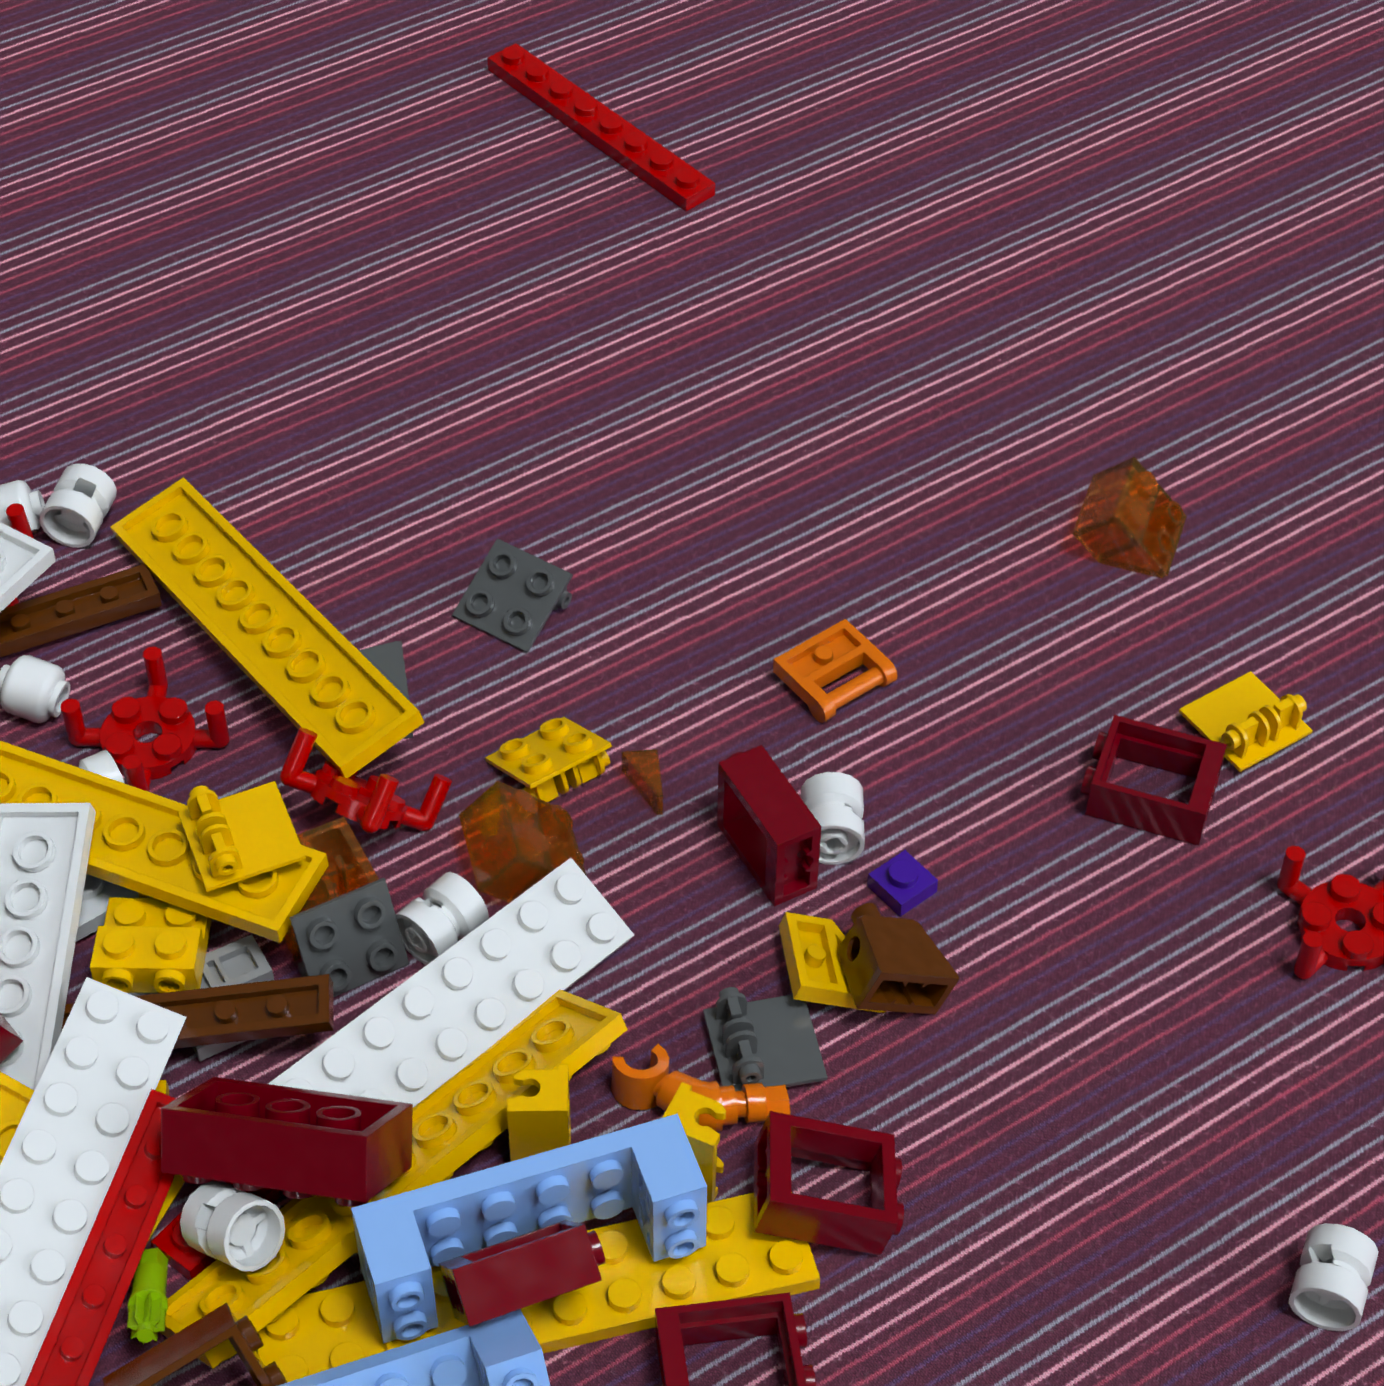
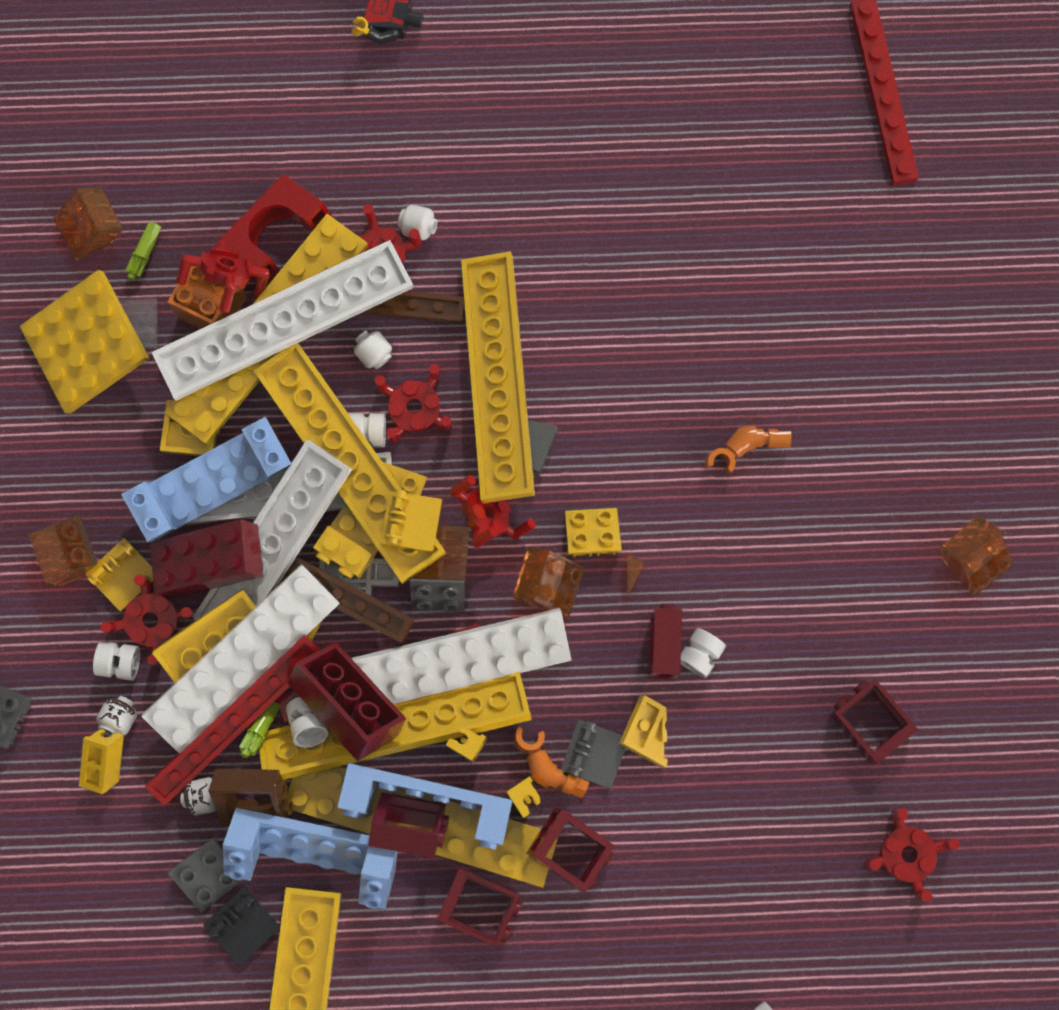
camera: 30 degrees right, 30 degrees up
(78, 505) = (445, 244): white wheel -> none
(441, 918) = (487, 602): white wheel -> none
(513, 595) = (633, 420): dark grey hinge -> none
(701, 541) = (747, 439): none -> orange piece
(827, 658) = (763, 551): orange plate -> none
(894, 964) = (674, 752): reddish brown torso -> none
(902, 883) = (714, 703): dark purple plate -> none
(1248, 720) = (947, 710): yellow hinge -> none

